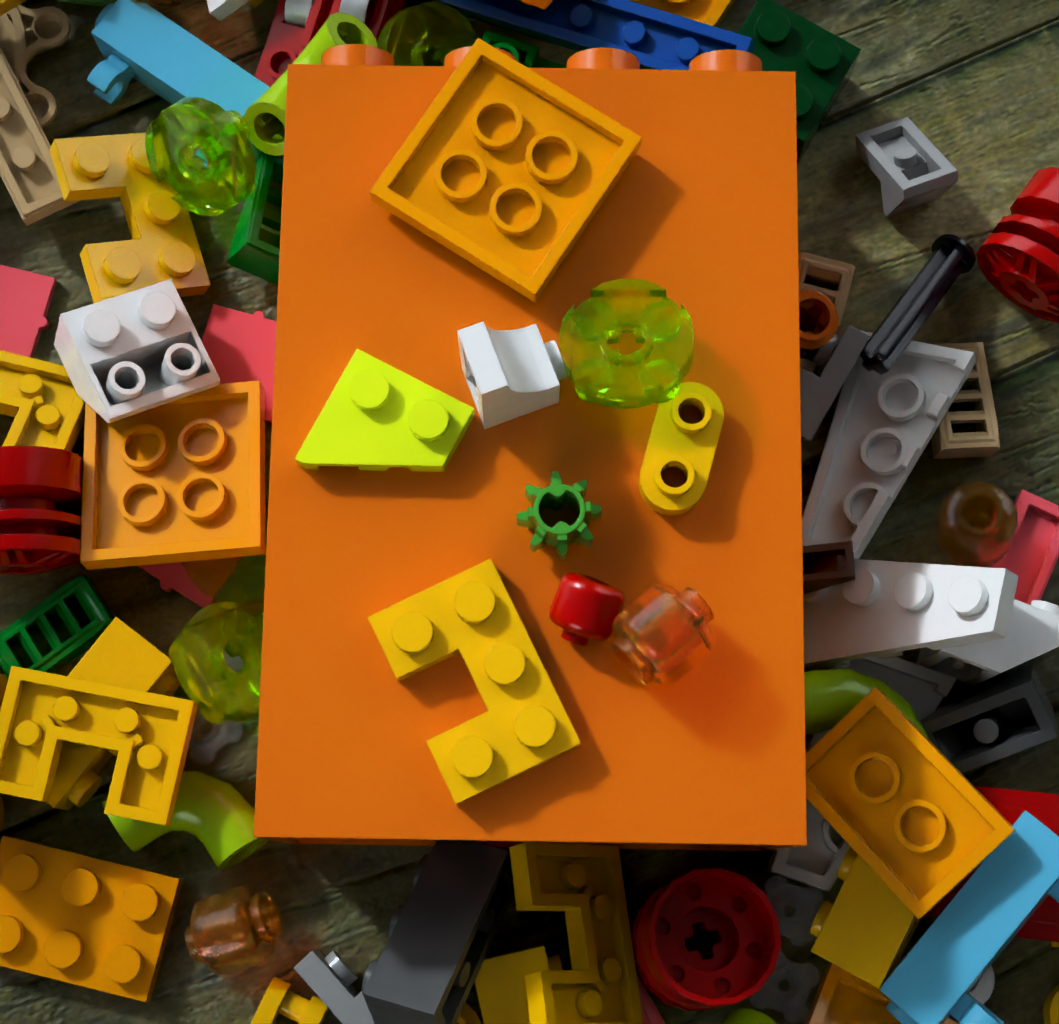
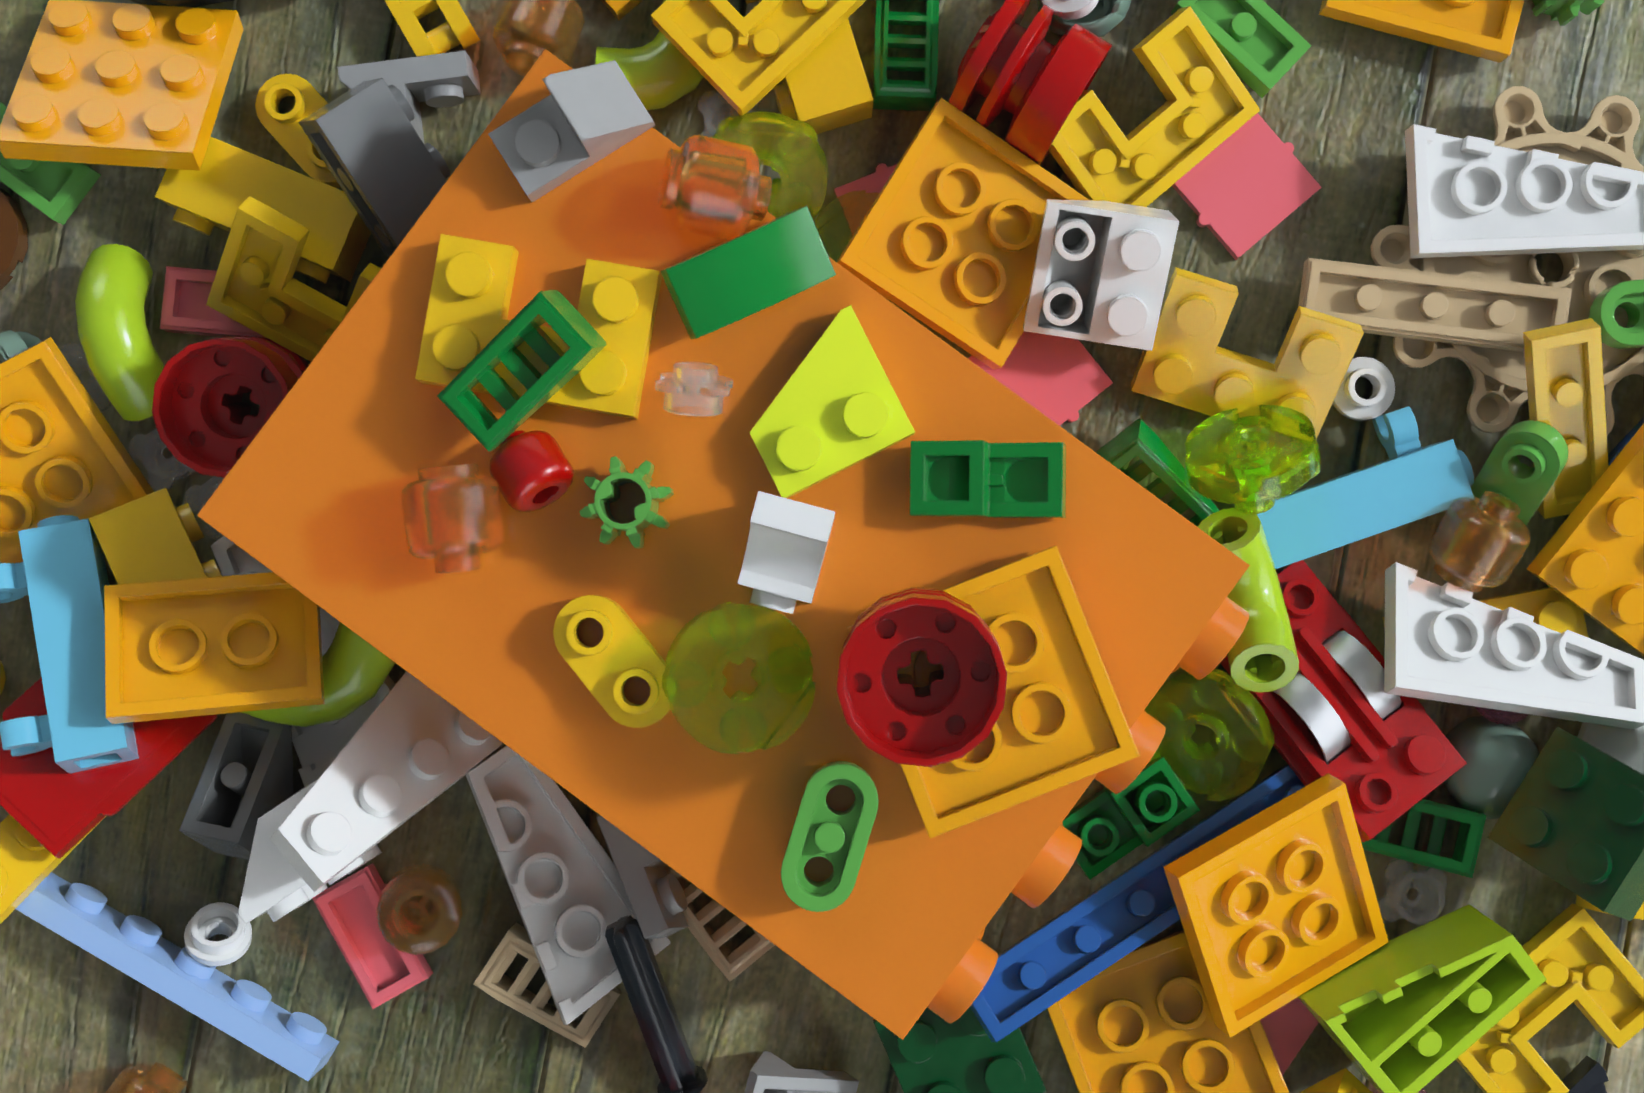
camera: 130 degrees right, 10 degrees up
(92, 109) = (1360, 409): none -> white plate
(275, 618) = (713, 187): none -> clear orange head
(304, 765) = (574, 127): none -> light grey slope
(324, 546) = (748, 273): none -> green slope
(354, 276) = (988, 479): none -> green slope
(439, 526) = (694, 389): none -> clear plate
(493, 624) = (567, 322): none -> green slope
(530, 167) = (930, 721): none -> red wheel
(688, 208) = (831, 835): none -> bright green plate
(818, 317) = (689, 903): orange cone -> none
(827, 565) = (470, 749): reddish brown piece -> none

